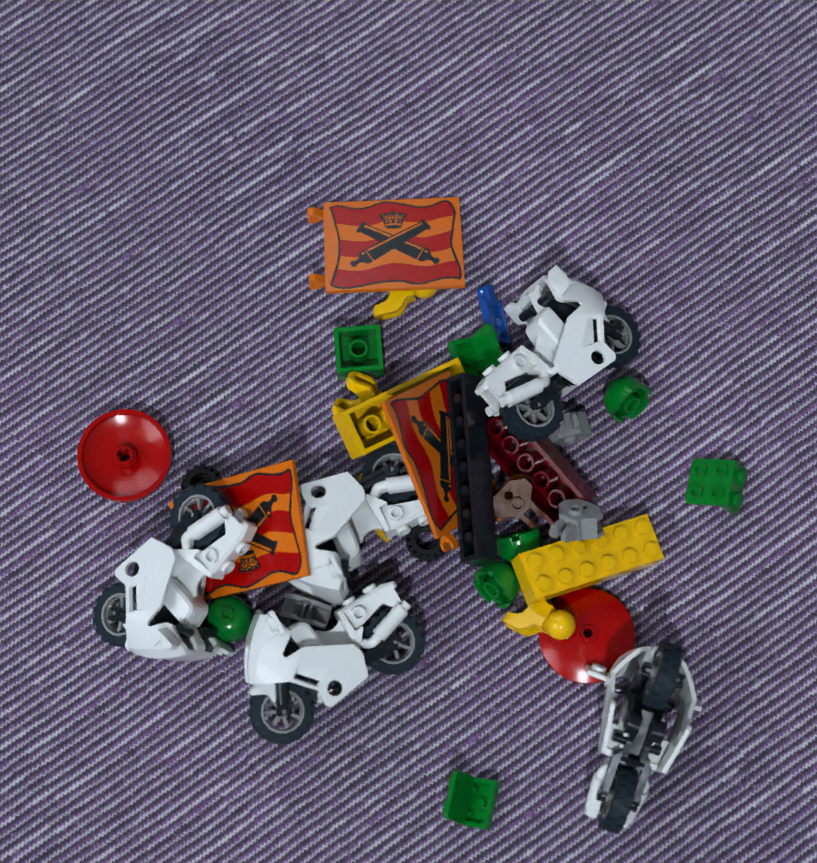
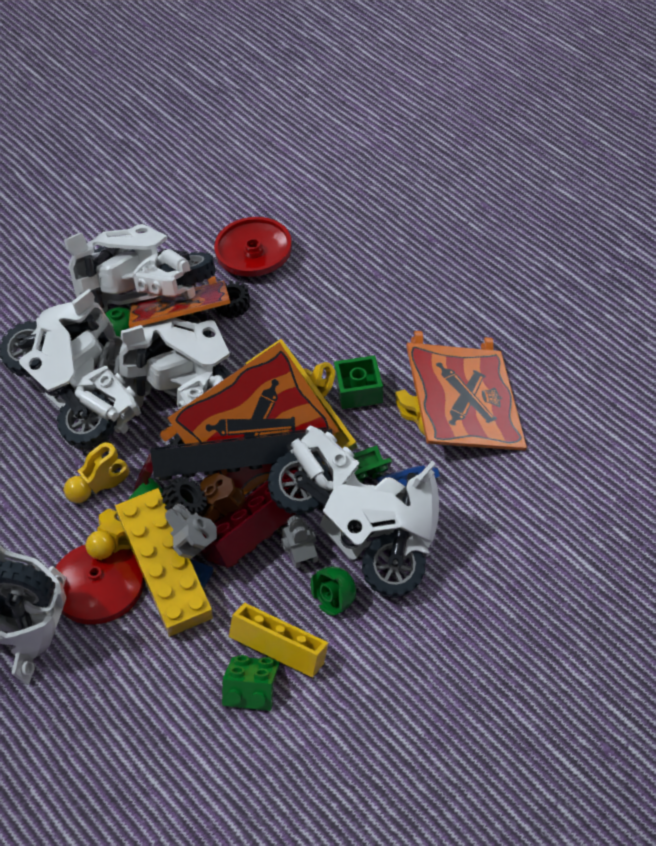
camera: 85 degrees right, 25 degrees down
(465, 581) = (145, 473): none -> dark red tile
(470, 654) = (96, 474): none -> yellow piece
(529, 530) = (180, 489): none -> black tyre
(679, 454) = (278, 639): none -> yellow brick

